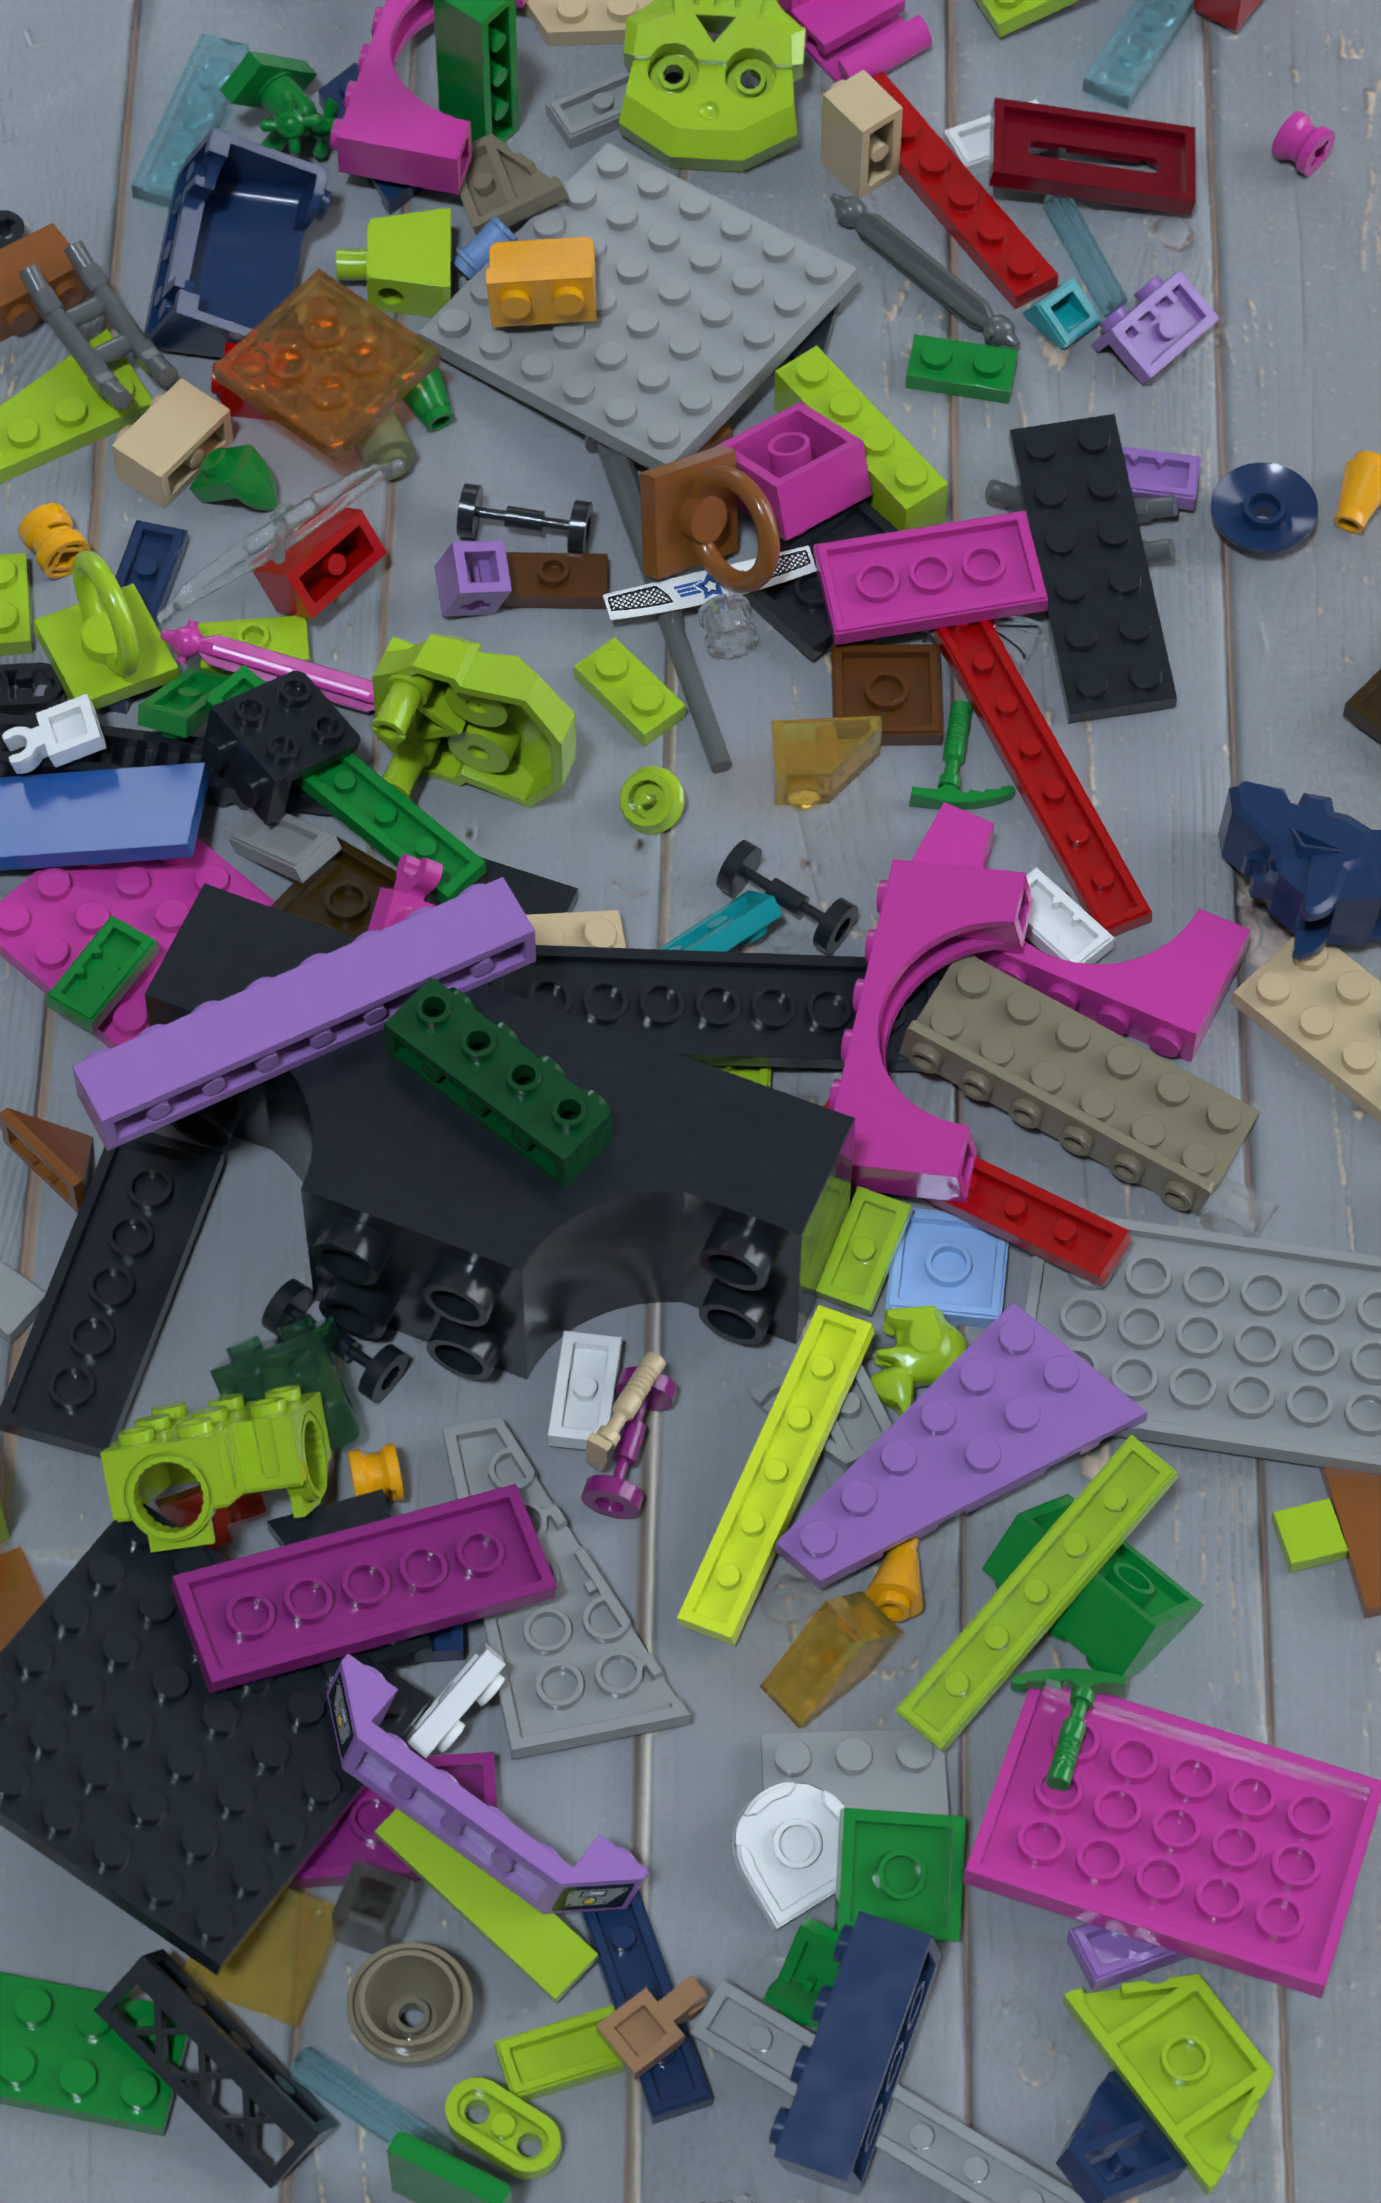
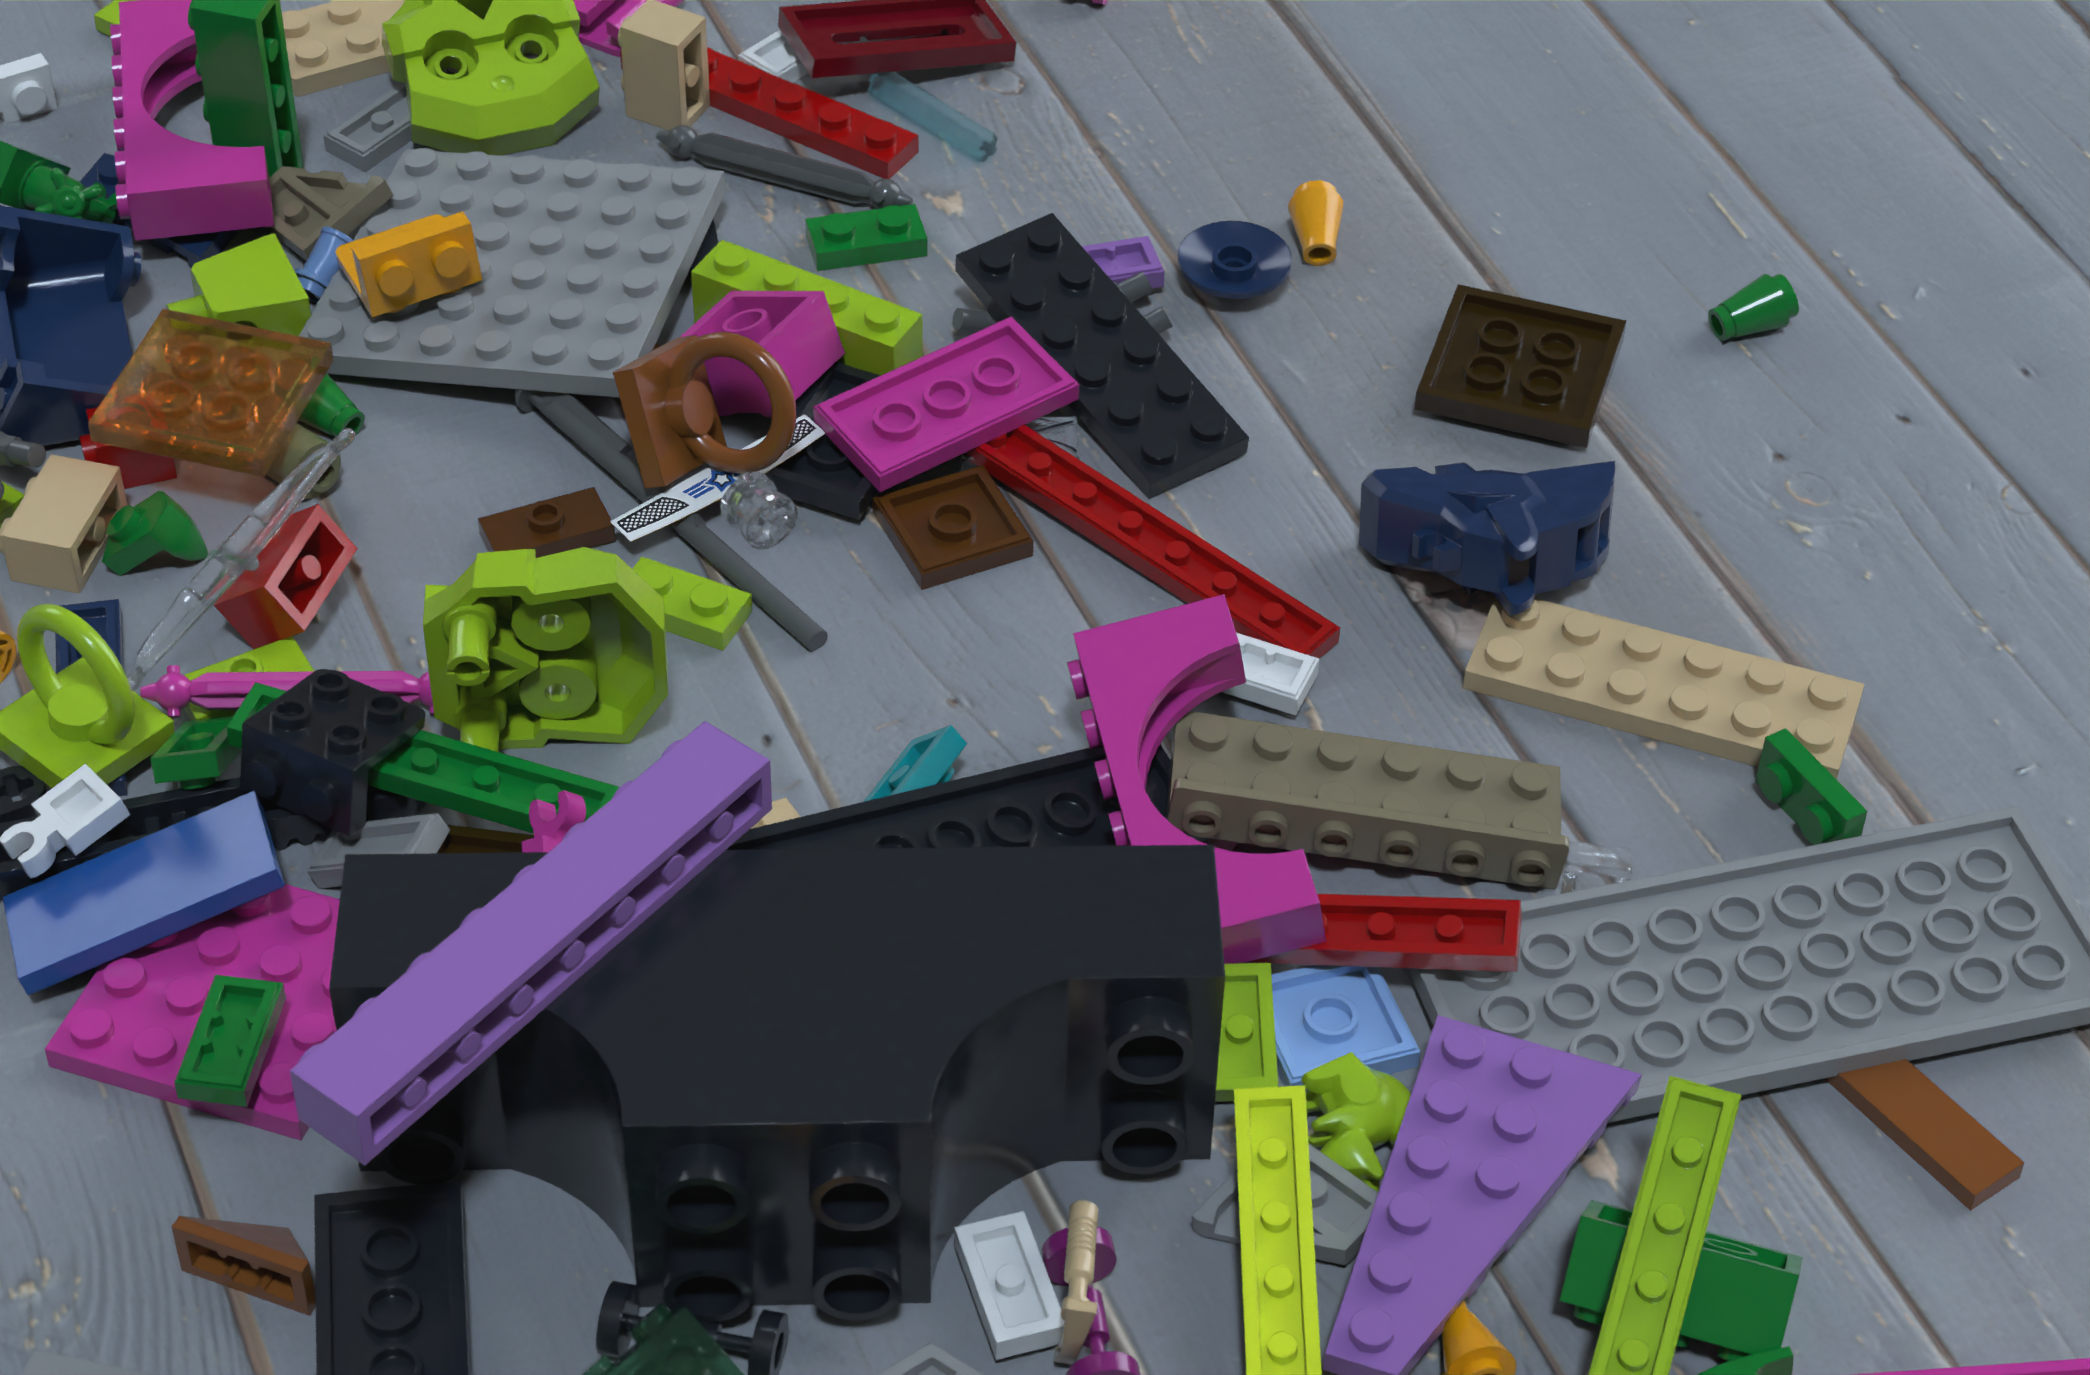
camera: 25 degrees left, 15 degrees down
(471, 510) = (489, 480): black wheel -> none
(472, 578) = (452, 546): medium lavender brick -> none
(499, 1081) = (804, 931): dark green brick -> none
(651, 800) = (762, 689): lime hat -> none
(741, 868) = (894, 720): black wheel -> none
(820, 757) = (917, 595): clear yellow slope -> none
(949, 782) = (1065, 591): green piece -> none
(1063, 314) = (939, 167): teal slope -> none
(1156, 998) = (1397, 693): dark pink arch -> none
(1158, 327) = (1039, 147): medium lavender bracket -> none
(1309, 1535) = (1866, 1146): lime tile -> none

